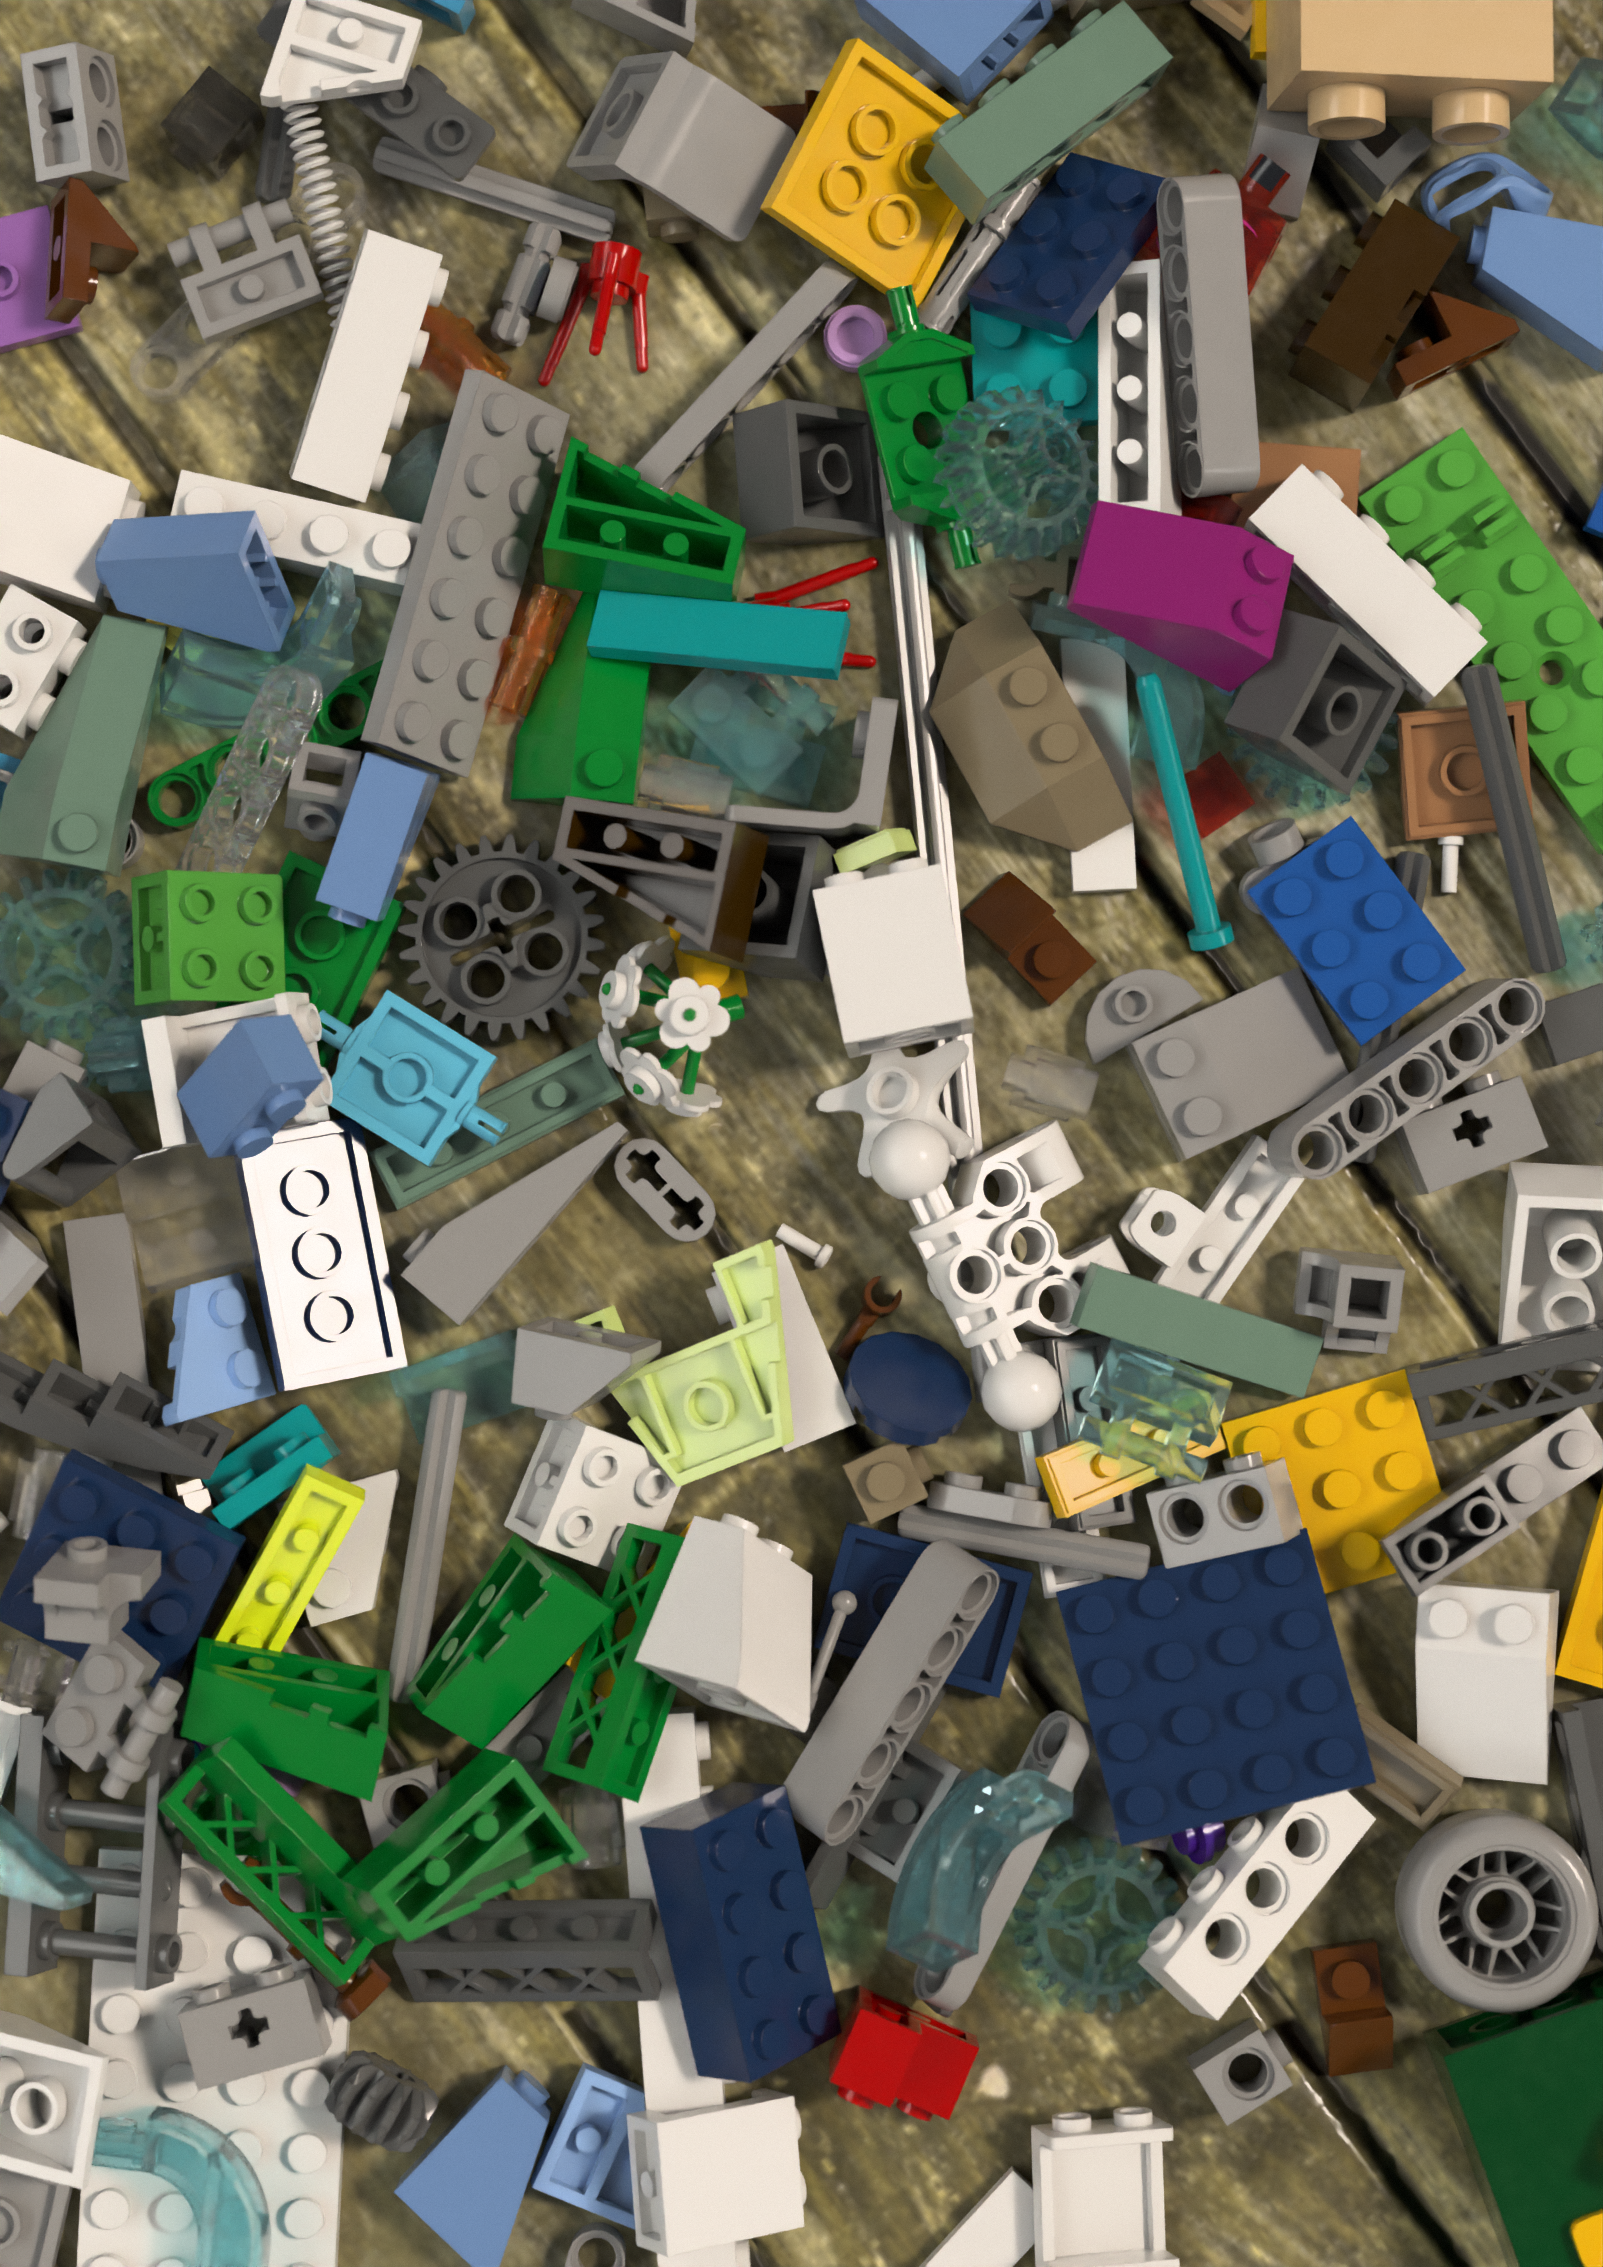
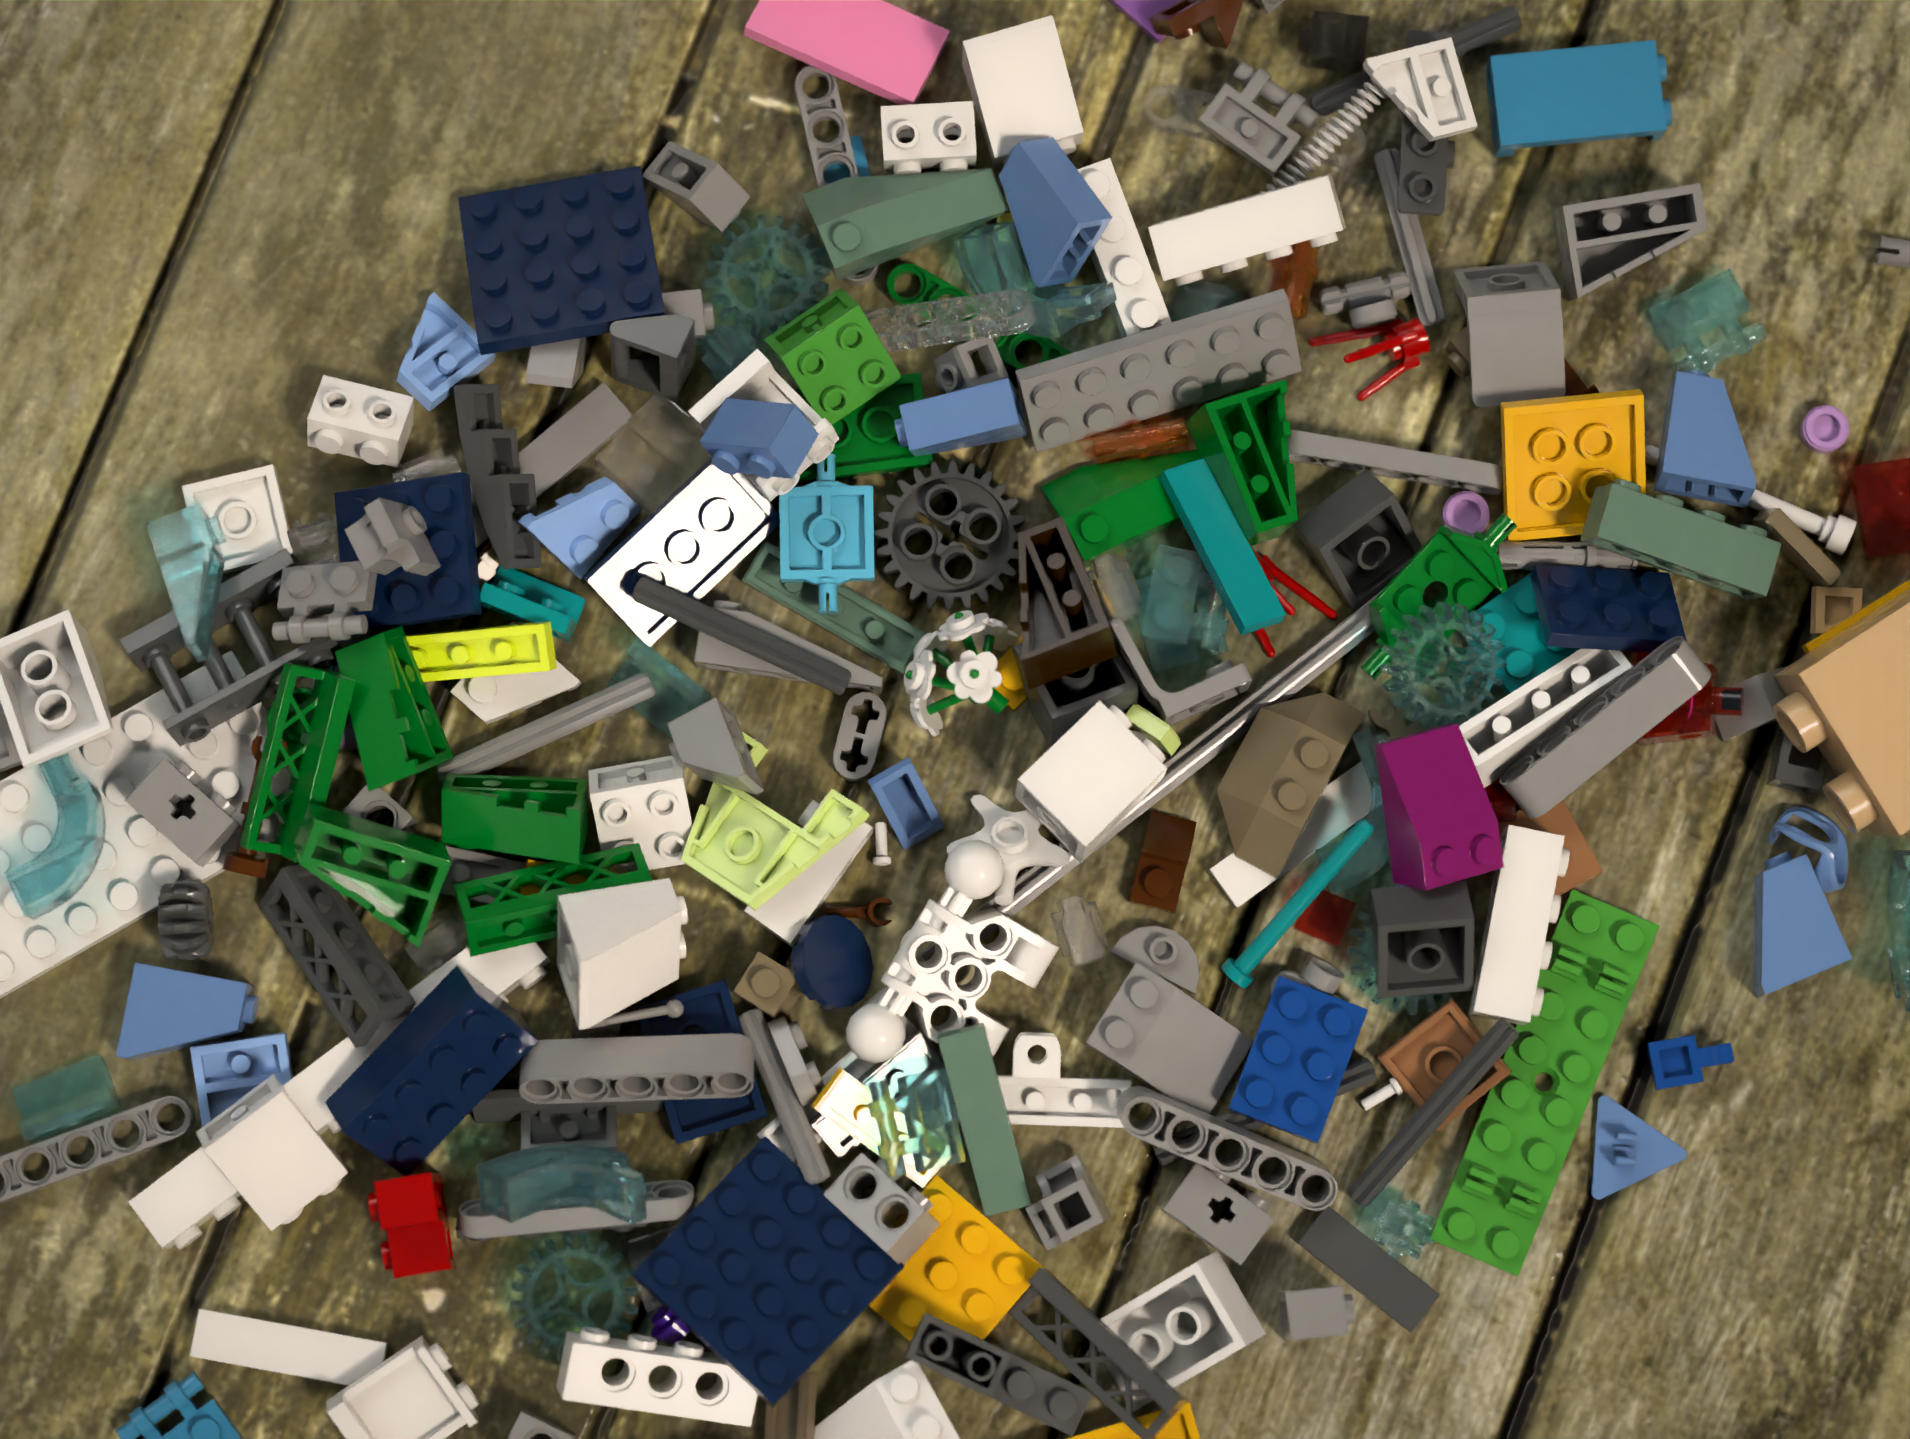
camera: 55 degrees right, 5 degrees down
(465, 1253) = (741, 635): none -> dark grey axle
(778, 1187) = (906, 803): none -> medium blue slope
(1370, 304) = (1697, 819): dark brown wedge -> none
(1462, 337) = (1714, 892): reddish brown slope -> none

